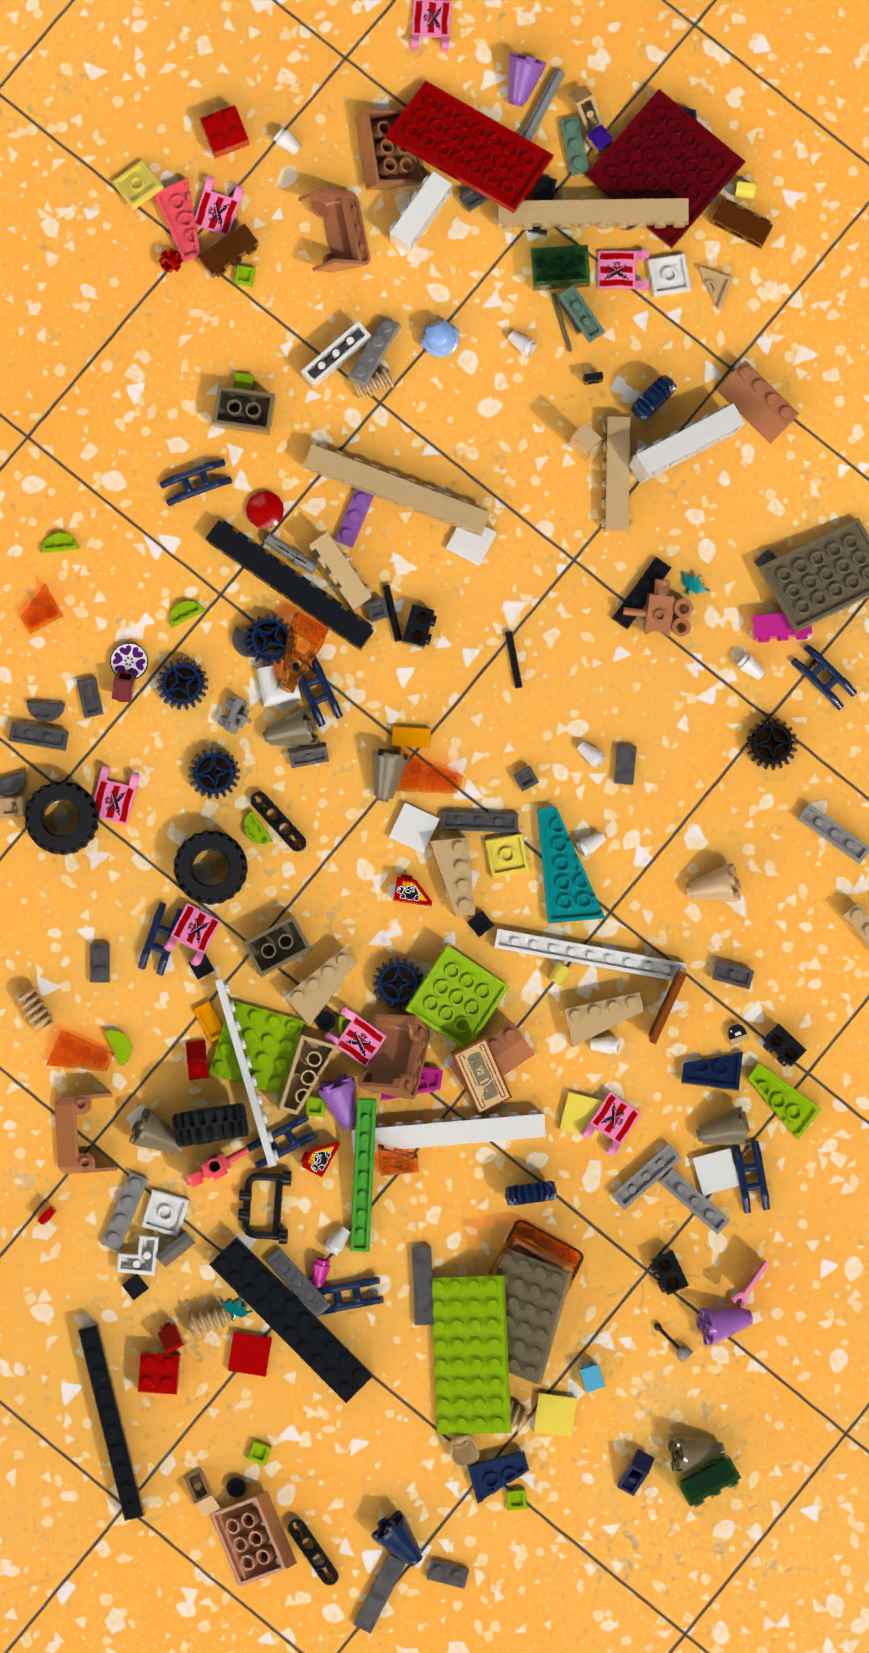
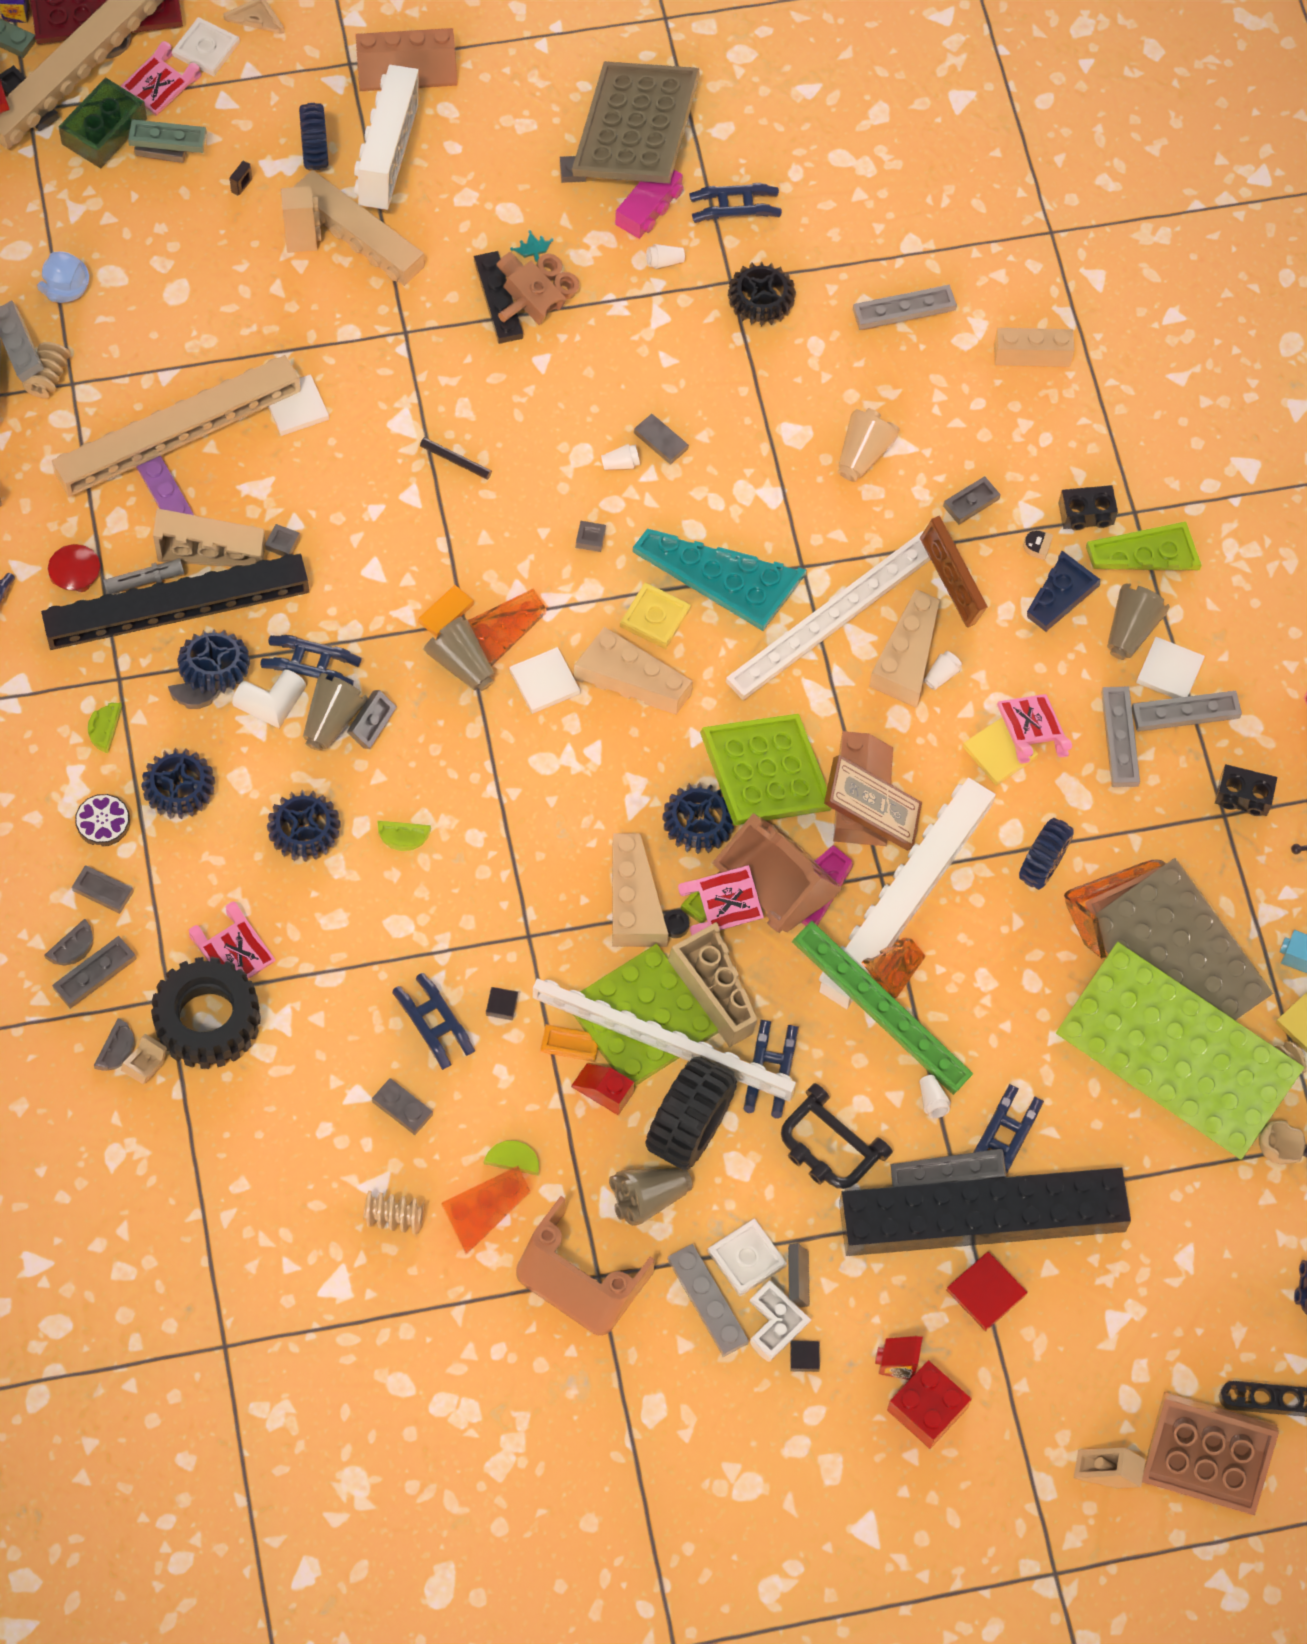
camera: 50 degrees left, 20 degrees down
(47, 1215) = (640, 1387): red tile -> none
(111, 1422) = (945, 1504): black brick -> none
(123, 686) = (124, 840): dark red brick -> none
(193, 930) = (455, 976): flag -> none
(197, 1178) = (742, 1155): coral piece -> none
(208, 1320) = (909, 1301): tan piece -> none
(210, 841) = (402, 871): black tyre -> none
(236, 1308) = (921, 1265): teal piece -> none
(236, 1487) = (1132, 1427): black tile -> none
(237, 716) = (253, 750): light grey hips -> none
(259, 1452) = (1111, 1370): lime tile -> none
(277, 946) = (550, 903): dark tan brick -> none
(281, 819) = (415, 810): black beam -> none
(312, 632) = (245, 615): clear orange plate -> none
(315, 1106) = (763, 1005): lime tile -> none
(319, 1158) = (825, 1044): slope -> none
(320, 1269) = (952, 1139): dark pink cone -> none
(340, 1099) = (778, 968): medium lavender cone -> none
(392, 613) = (304, 534): black bar -> none
(410, 891) = (611, 731): slope -> none
(414, 625) = (333, 516): black brick -> none
(422, 1285) = (1057, 1048): flat silver tile -> none
(479, 821) = (595, 614): flat silver tile -> none
(480, 924) = (705, 694): black tile -> none
(523, 343) = (143, 212): white cone -> none
(559, 974) = (828, 657): light yellow brick -> none
(561, 321) = (157, 168): olive axle -> none
(590, 843) = (714, 528): white cone -> none
(757, 1166) = (1211, 652): dark blue piece -> none

